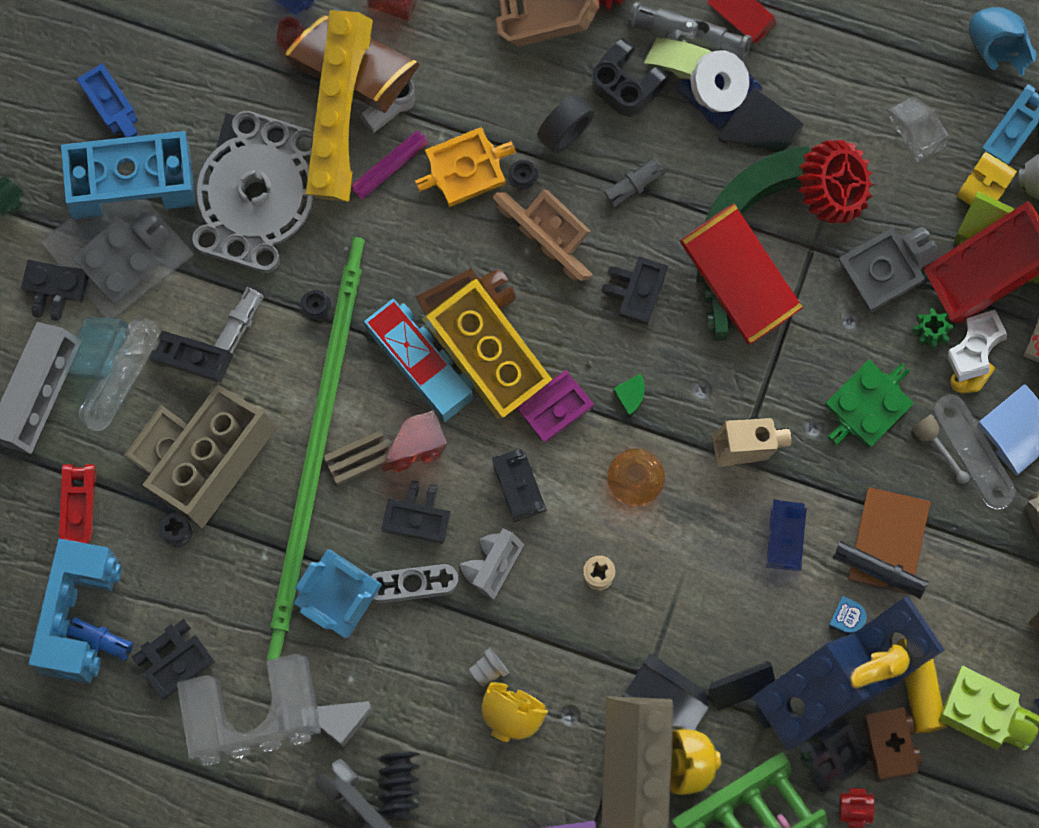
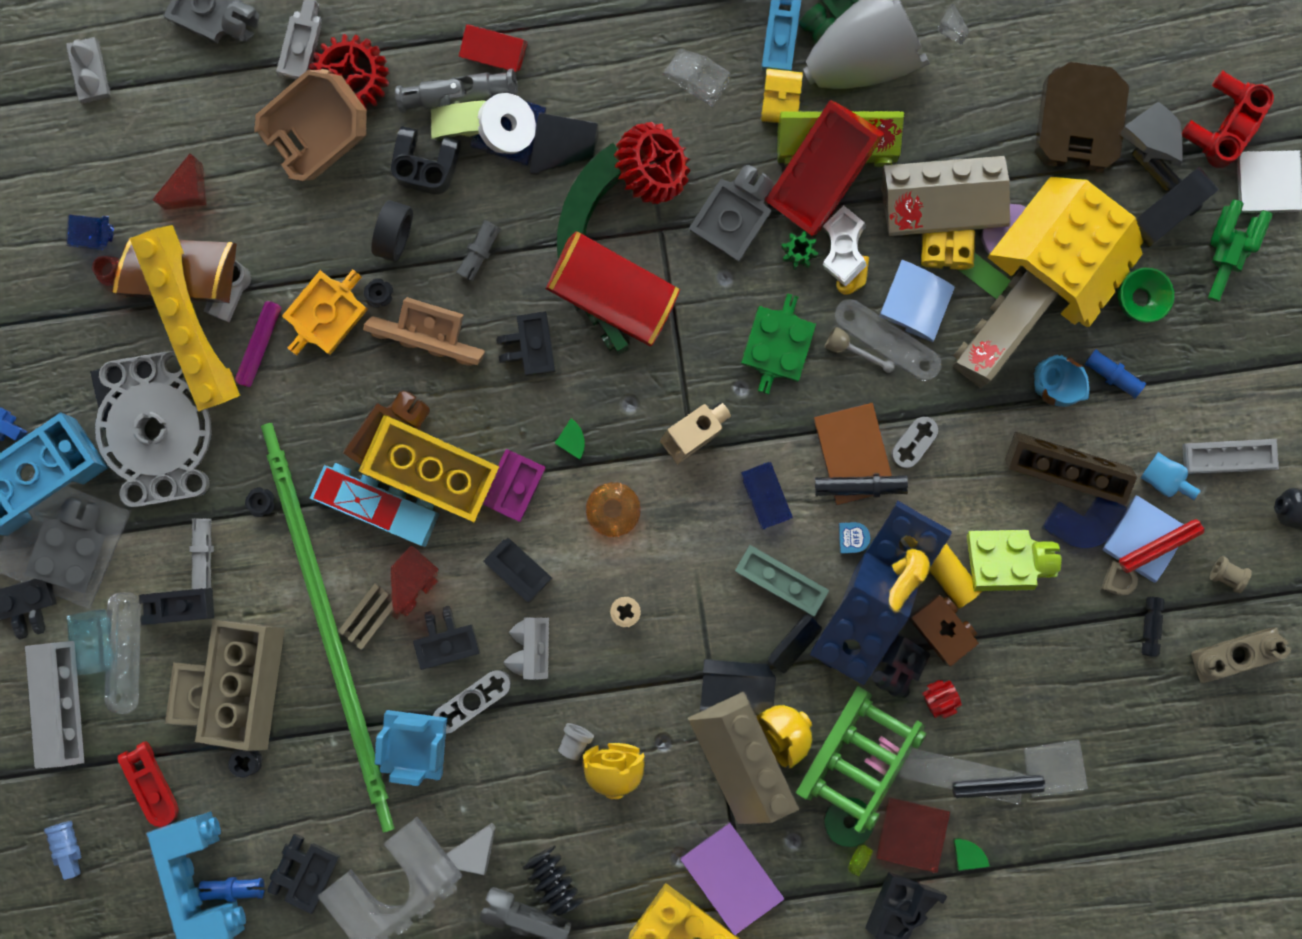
camera: 20 degrees left, 10 degrees up
(760, 620) = (781, 580): none -> sand green plate
(955, 565) = (908, 438): none -> light grey beam

